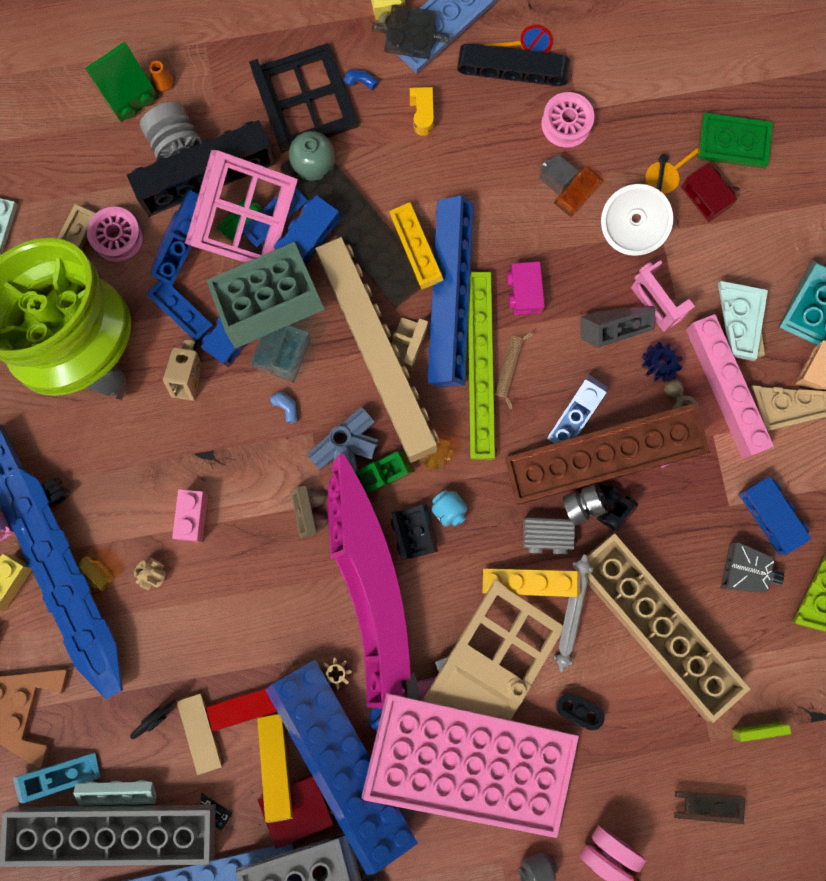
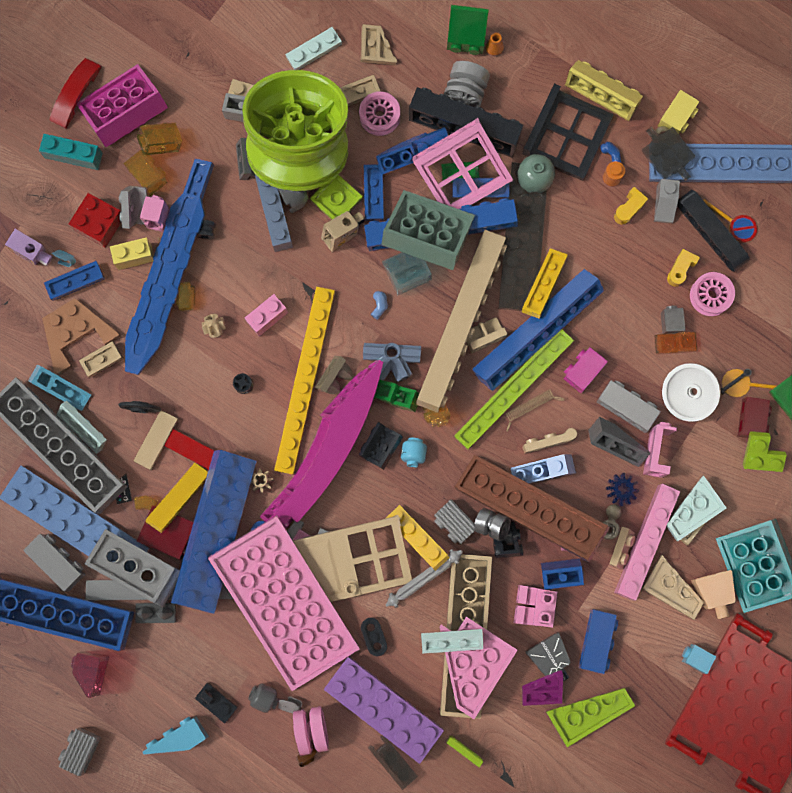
camera: 50 degrees right, 0 degrees up
(34, 400) = (243, 165): none -> dark grey tile
(51, 178) = (375, 46): none -> tan wing
(71, 711) = (100, 359): none -> tan plate
(107, 417) = (274, 216): none -> sand blue brick
(149, 347) = (336, 197): none -> lime plate
(226, 602) = (240, 381): none -> black wheel
(247, 802) = (144, 502): none -> clear yellow piece
(285, 542) = (304, 381): none -> yellow plate
(299, 29) = (603, 89): none -> light yellow slope
(380, 93) = (613, 173): none -> orange brick
(448, 75) = (666, 200): none -> light grey slope
(517, 120) = (678, 271): none -> yellow leg
(558, 379) = (549, 441): none -> tan plate
(570, 853) = (290, 706): none -> light grey piece
(594, 284) = (628, 406): none -> light grey brick
(655, 768) = (384, 709): none -> medium lavender brick
(661, 646) = (452, 641): none -> light aqua plate
(687, 487) = (562, 574): none -> blue brick
(699, 645) = (477, 671): none -> bright pink wing
(703, 536) = (544, 605): none -> bright pink hips
(710, 405) = (625, 541): none -> tan plate
(747, 219) = (759, 457): none -> lime plate
(775, 606) = (544, 690): none -> magenta wing

